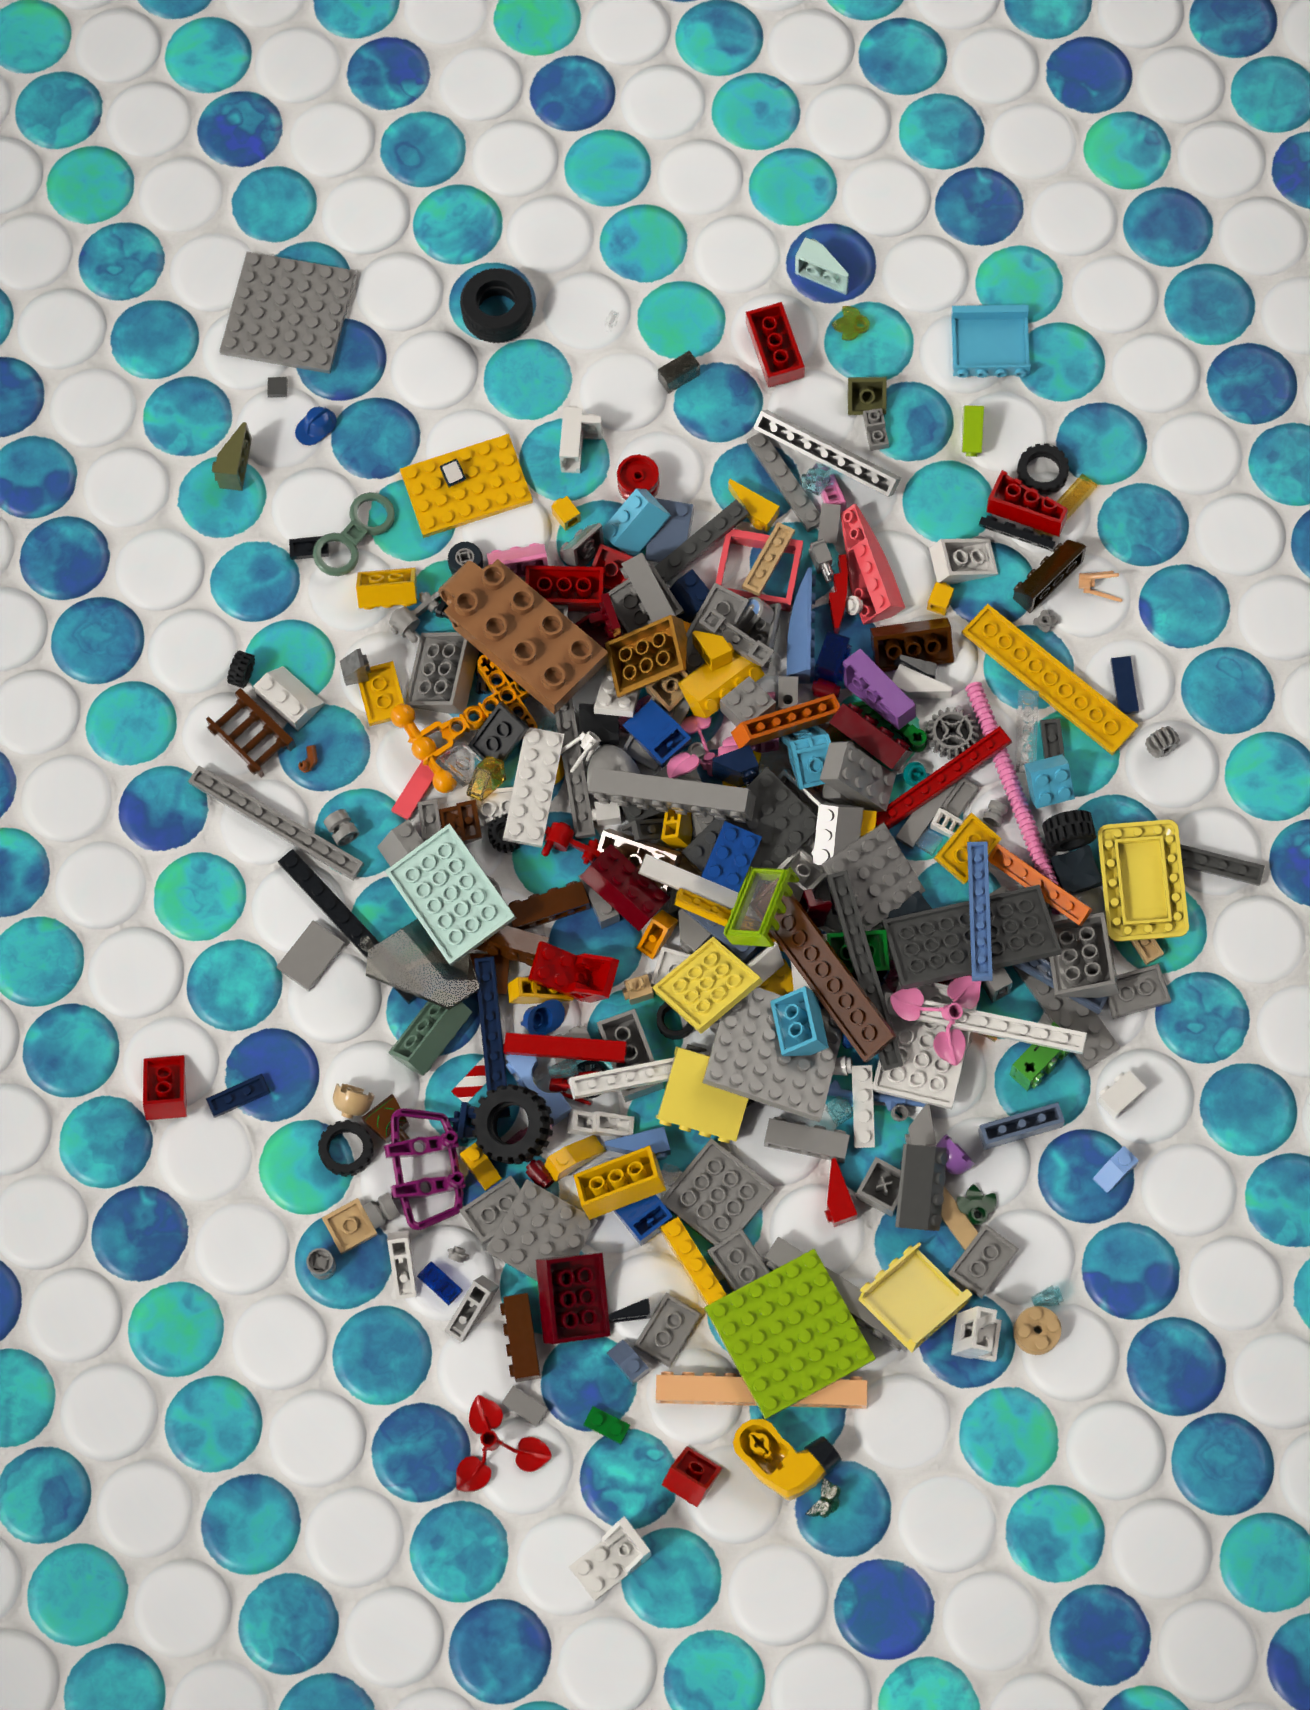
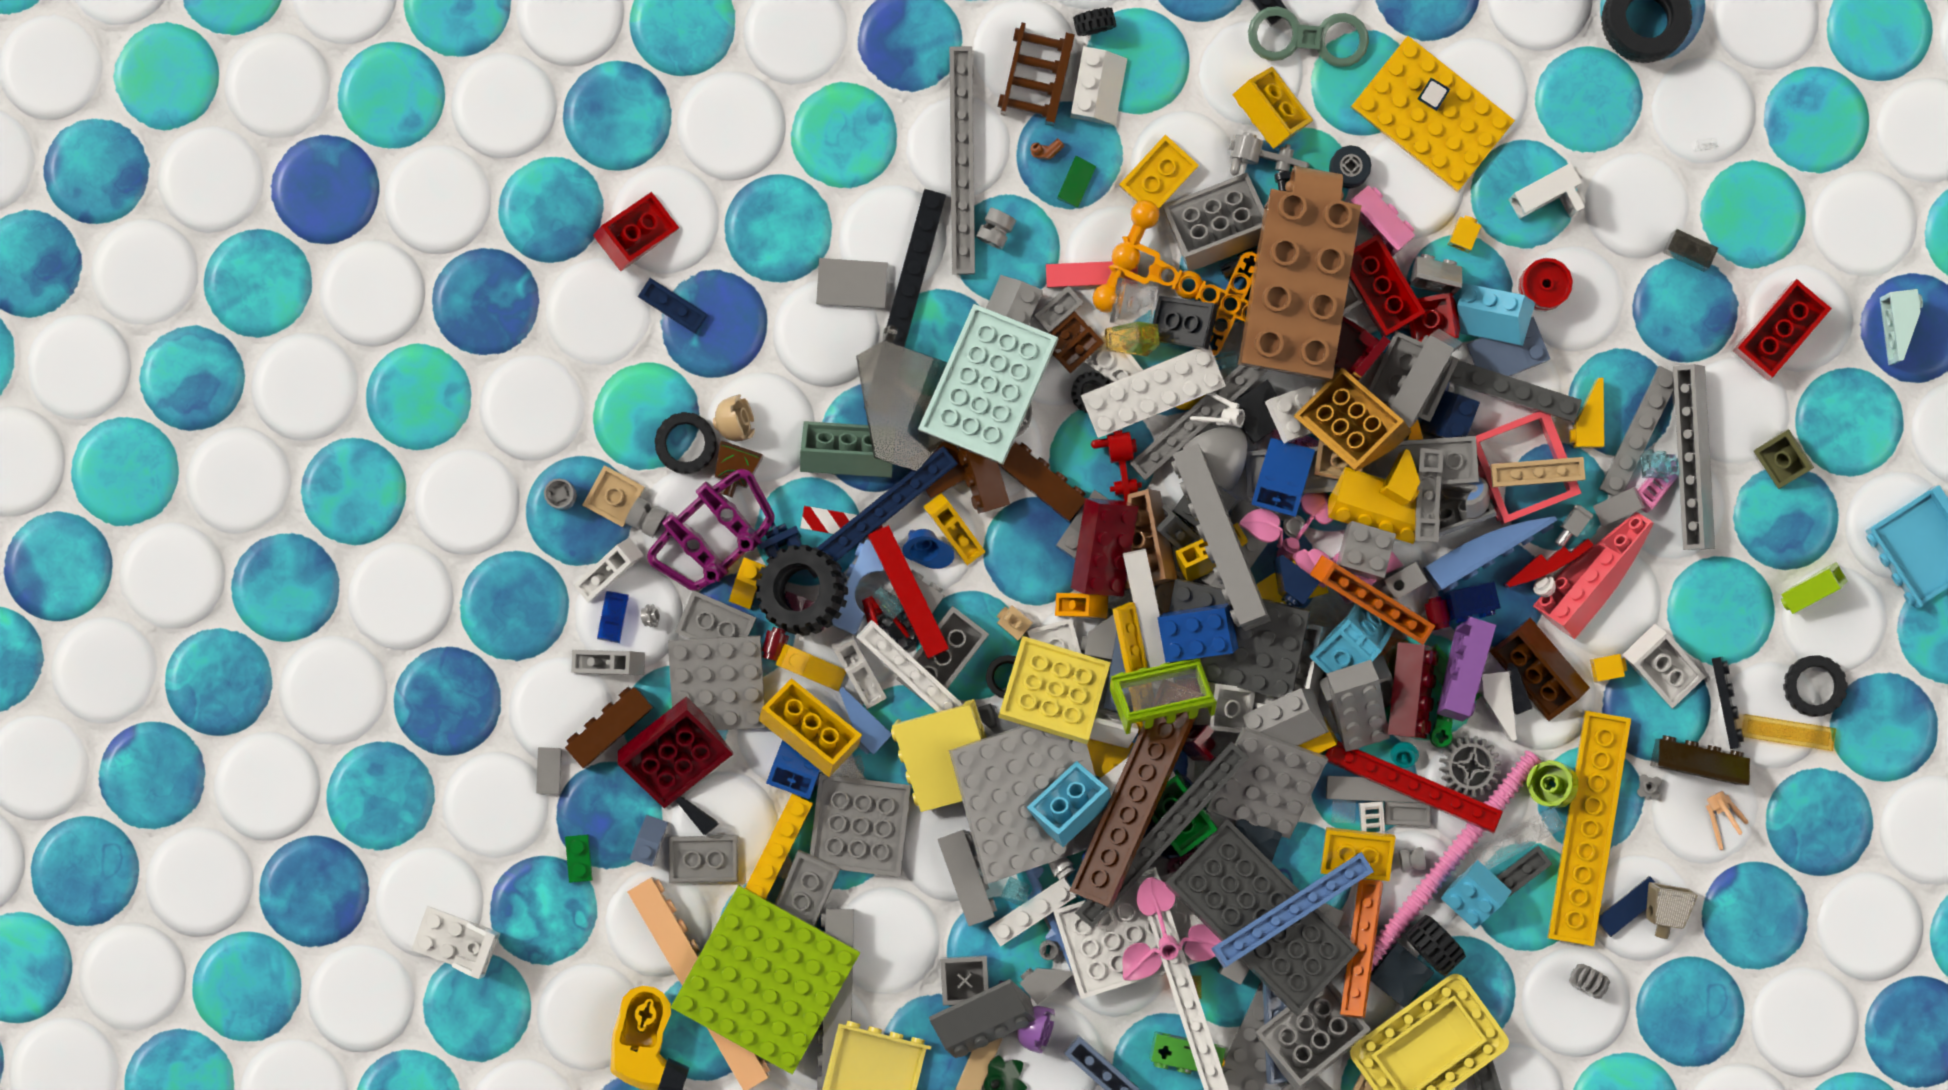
camera: 50 degrees right, 15 degrees up
(346, 753) = (1076, 182): none -> green slope
(355, 668) = (1163, 135): flat silver slope -> none
(483, 1417) = (457, 764): red plant -> none
(577, 976) = (989, 551): red bracket -> none
(606, 814) = (1170, 479): white brick -> none
(691, 1476) = (579, 968): red slope -> none
(839, 1202) = (926, 943): red slope -> none
(848, 323) = (1857, 387): clear yellow plate -> none
(875, 429) = (1754, 489): light grey slope -> none
(990, 680) = (1545, 794): none -> lime brick
(1025, 506) = (1761, 693): red wedge -> none
(1142, 657) = (1669, 907): none -> dark tan torso

